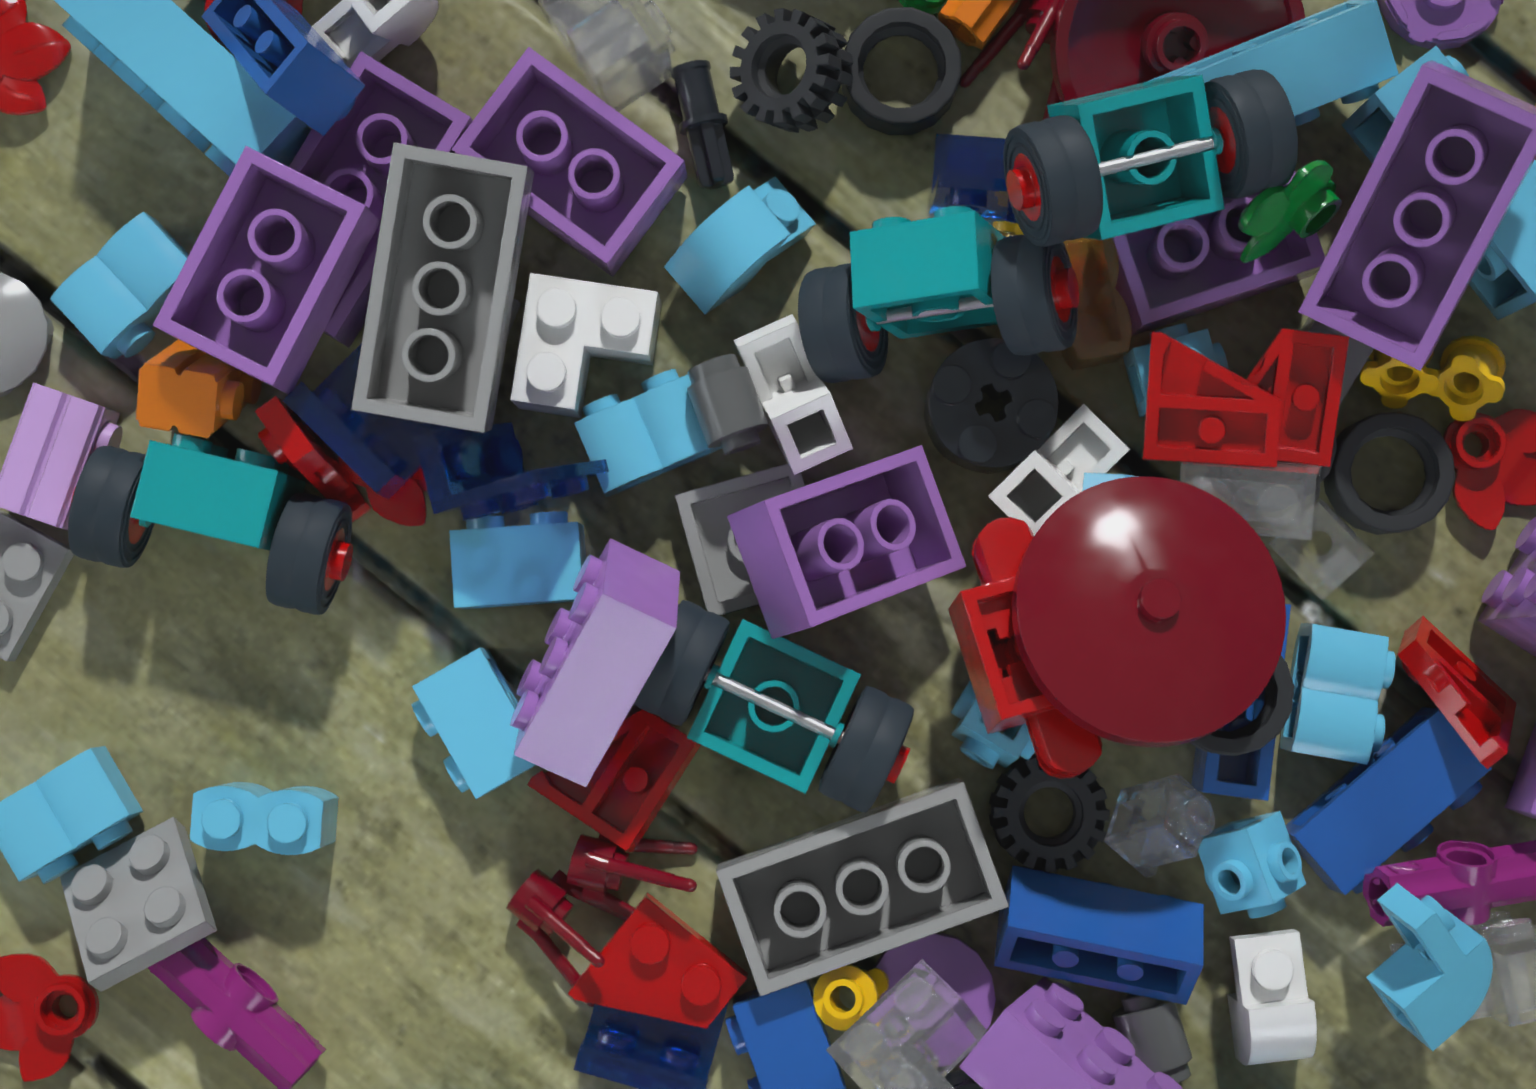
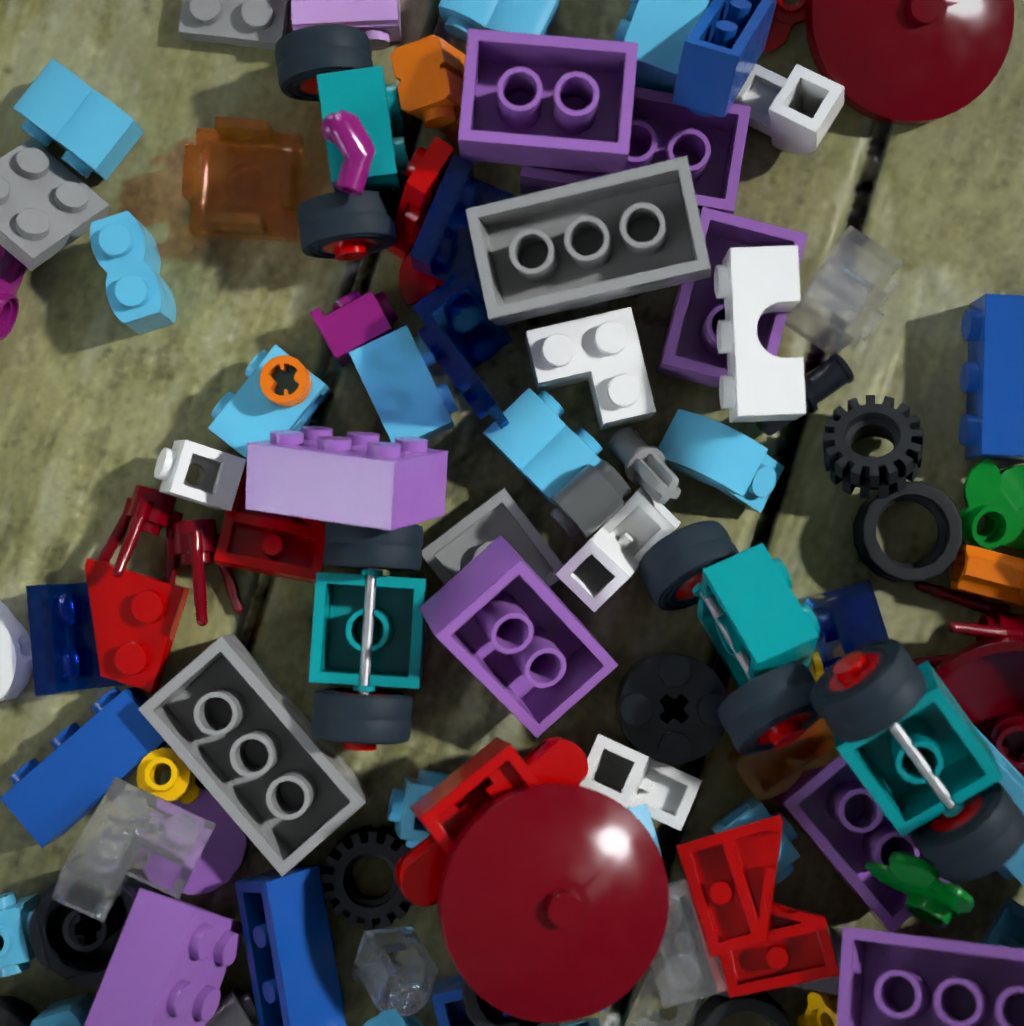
camera: 65 degrees right, 0 degrees up
(209, 653) = (243, 181): none -> clear orange panel
(230, 503) = (355, 146): none -> magenta arm
(423, 589) = (354, 322): none -> magenta brick
(456, 709) = (269, 385): none -> orange bush
(527, 809) = (217, 478): none -> white brick
(670, 167) = (757, 382): none -> white arch
(712, 329) = (644, 465): none -> light grey axle

